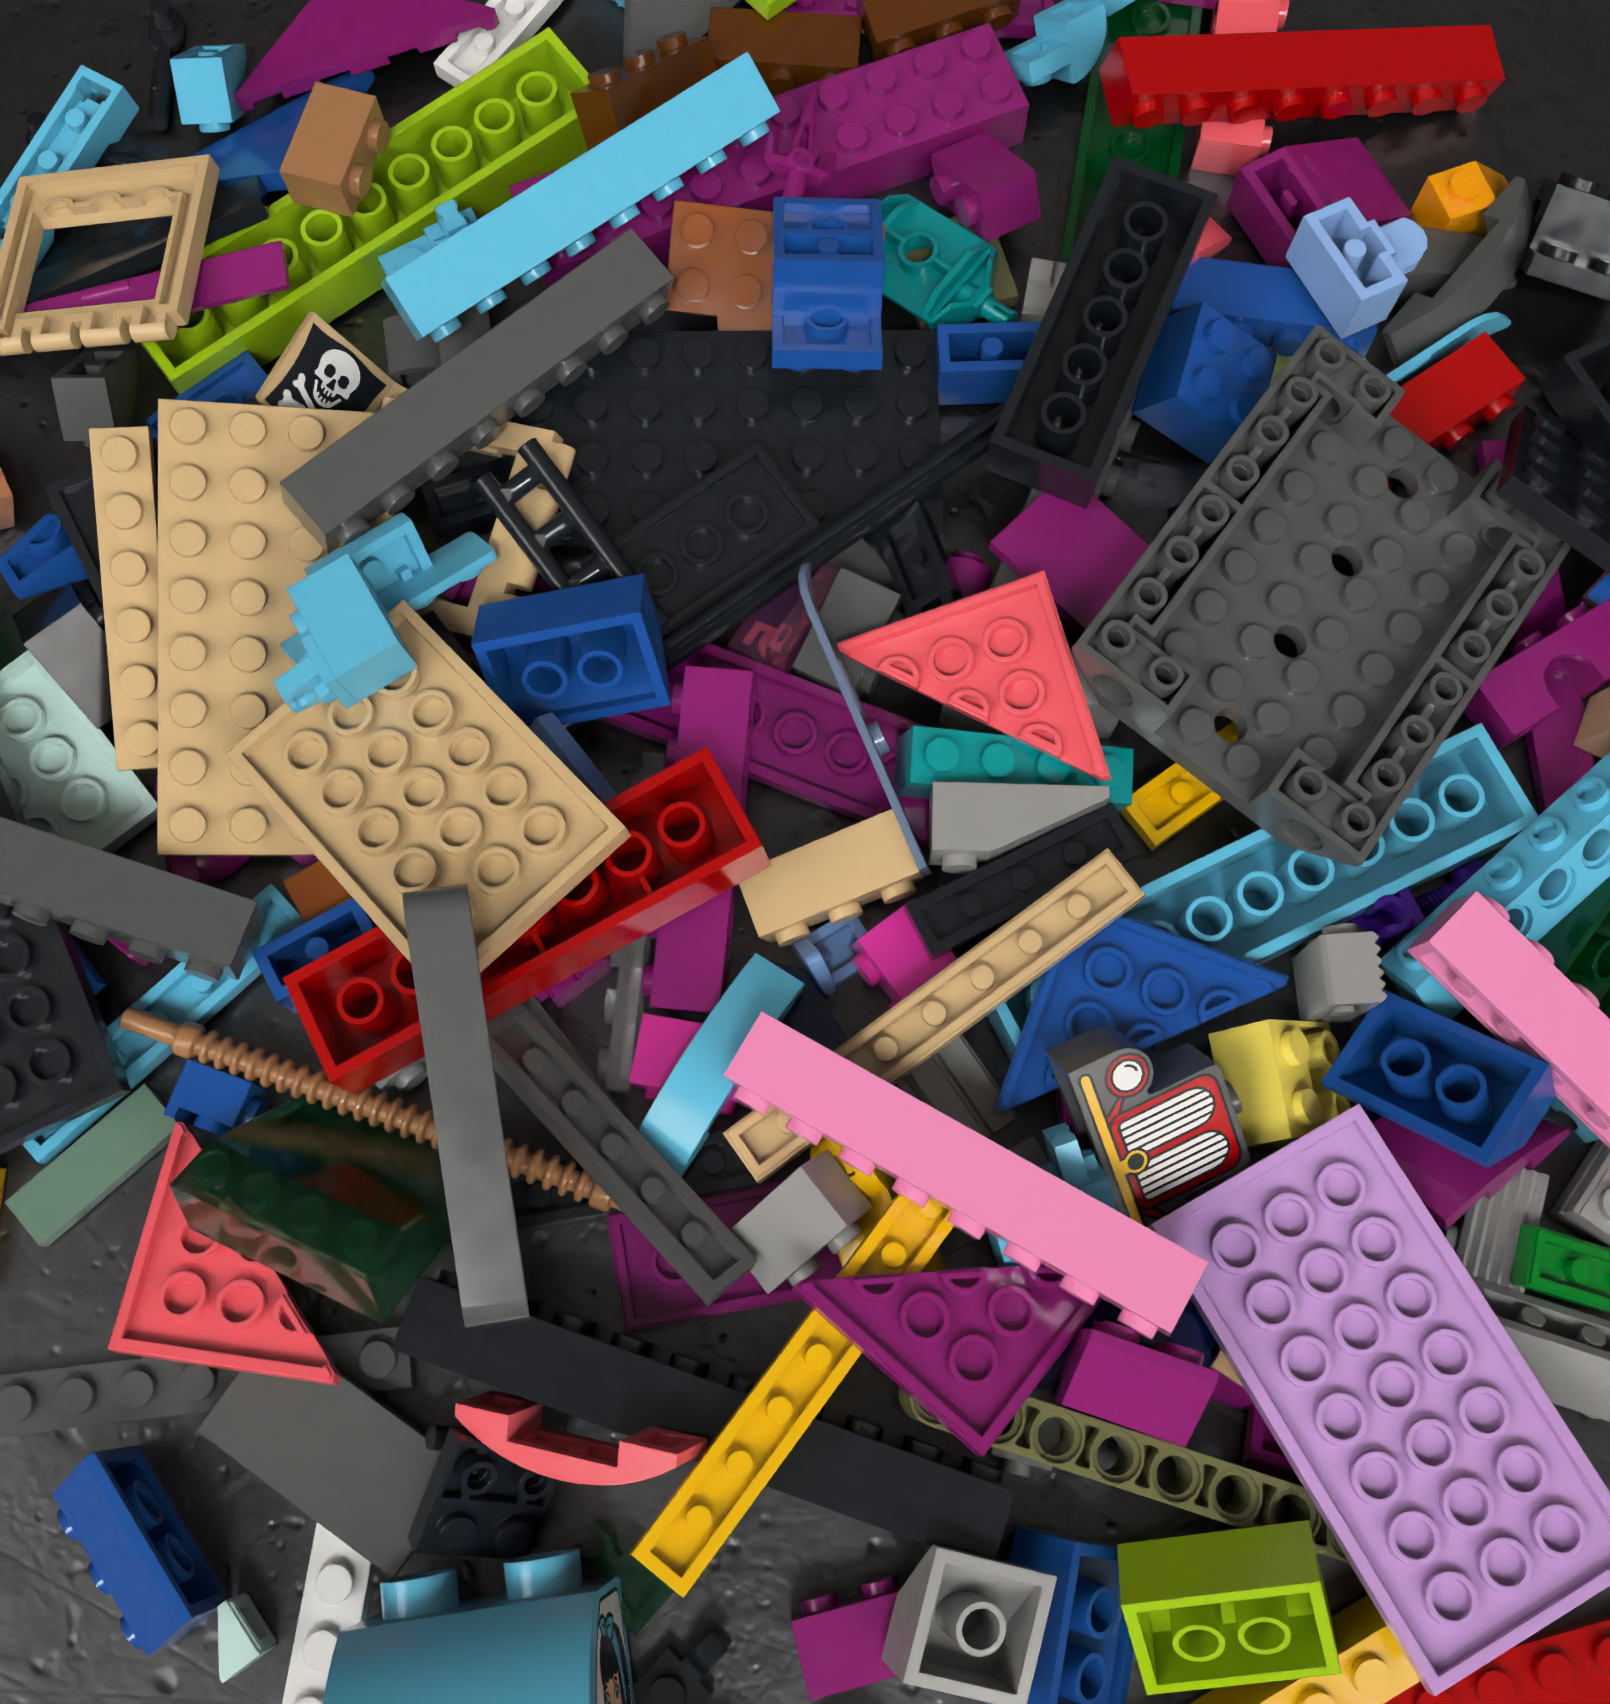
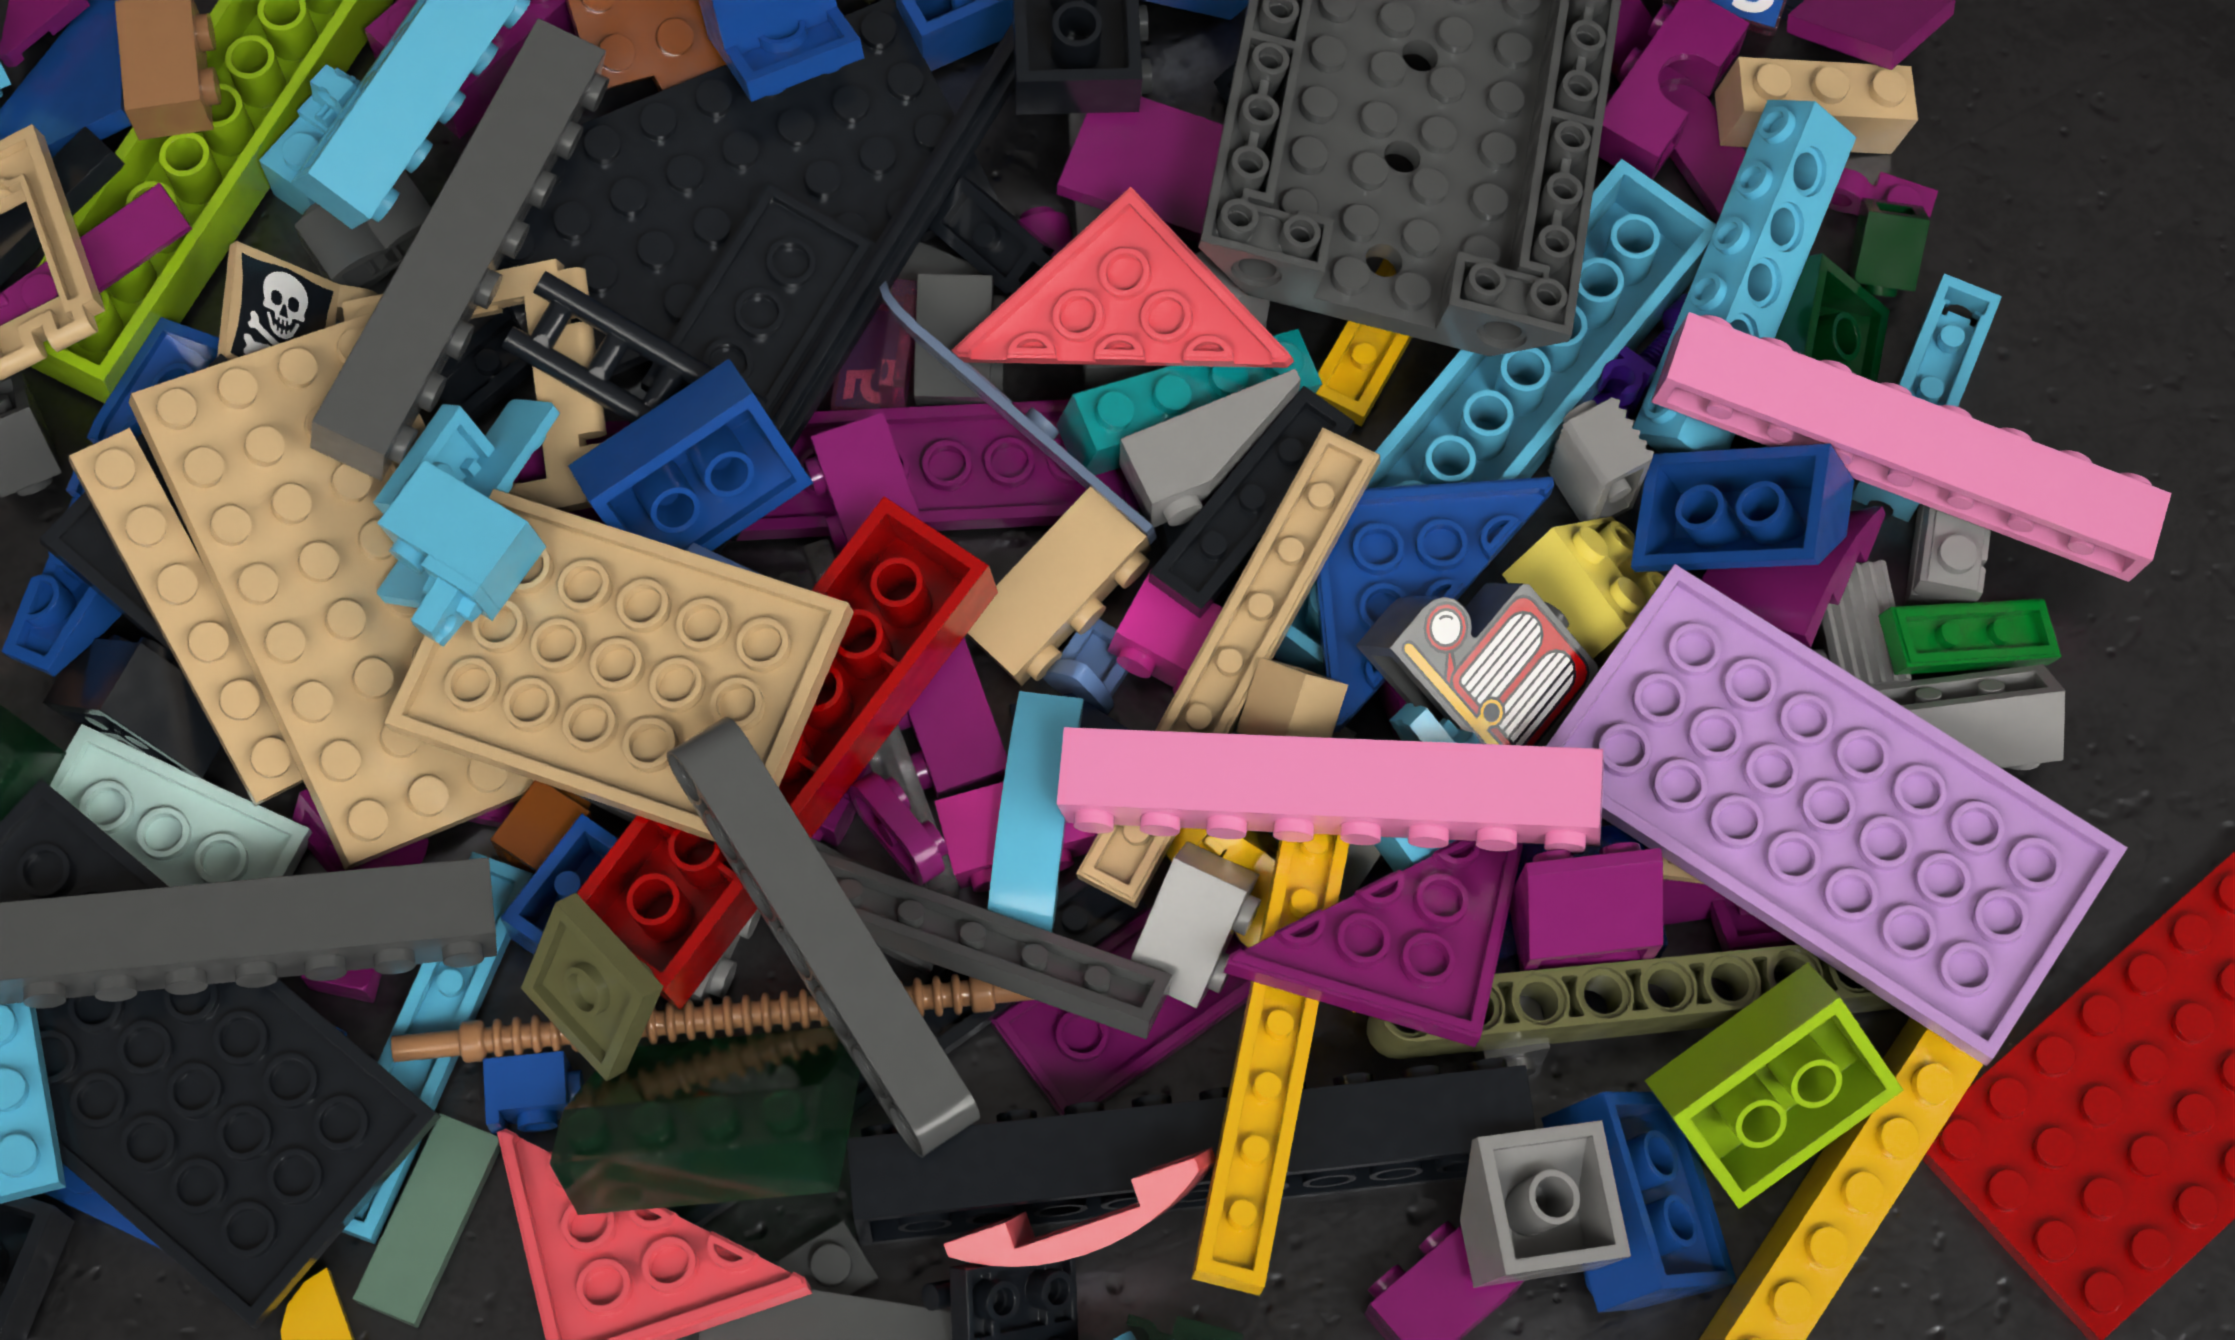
camera: 30 degrees left, 5 degrees down
(280, 1049) = (591, 986): none -> olive plate
(604, 1047) = (887, 815): none -> magenta plate
(967, 1077) = (1291, 702): none -> tan brick

